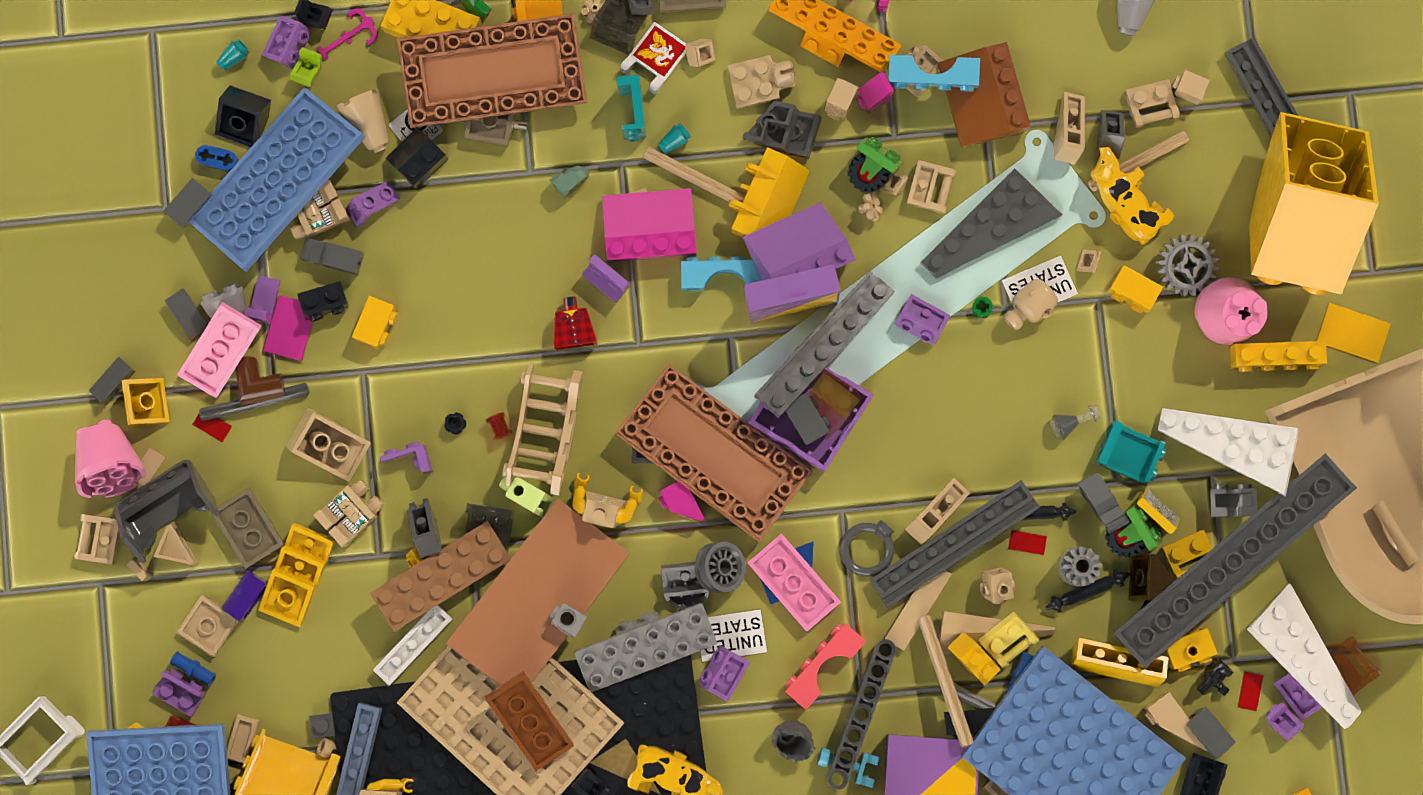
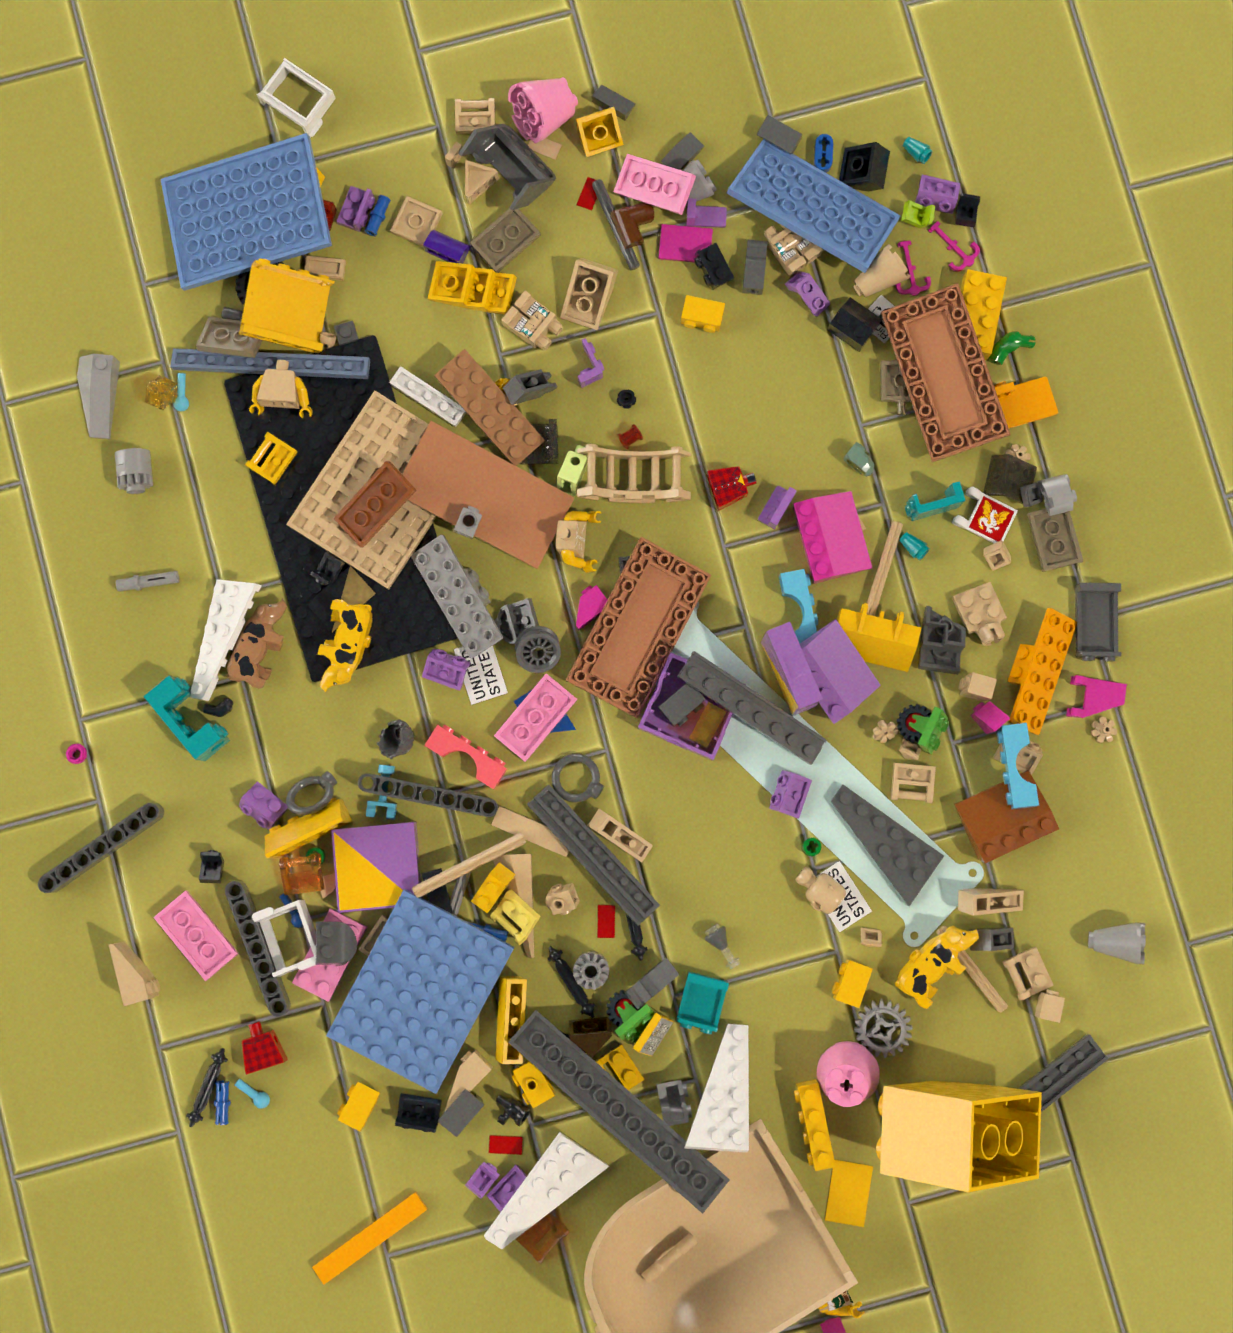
camera: 80 degrees right, 0 degrees up
(389, 86) = (914, 289): none -> dark pink piece

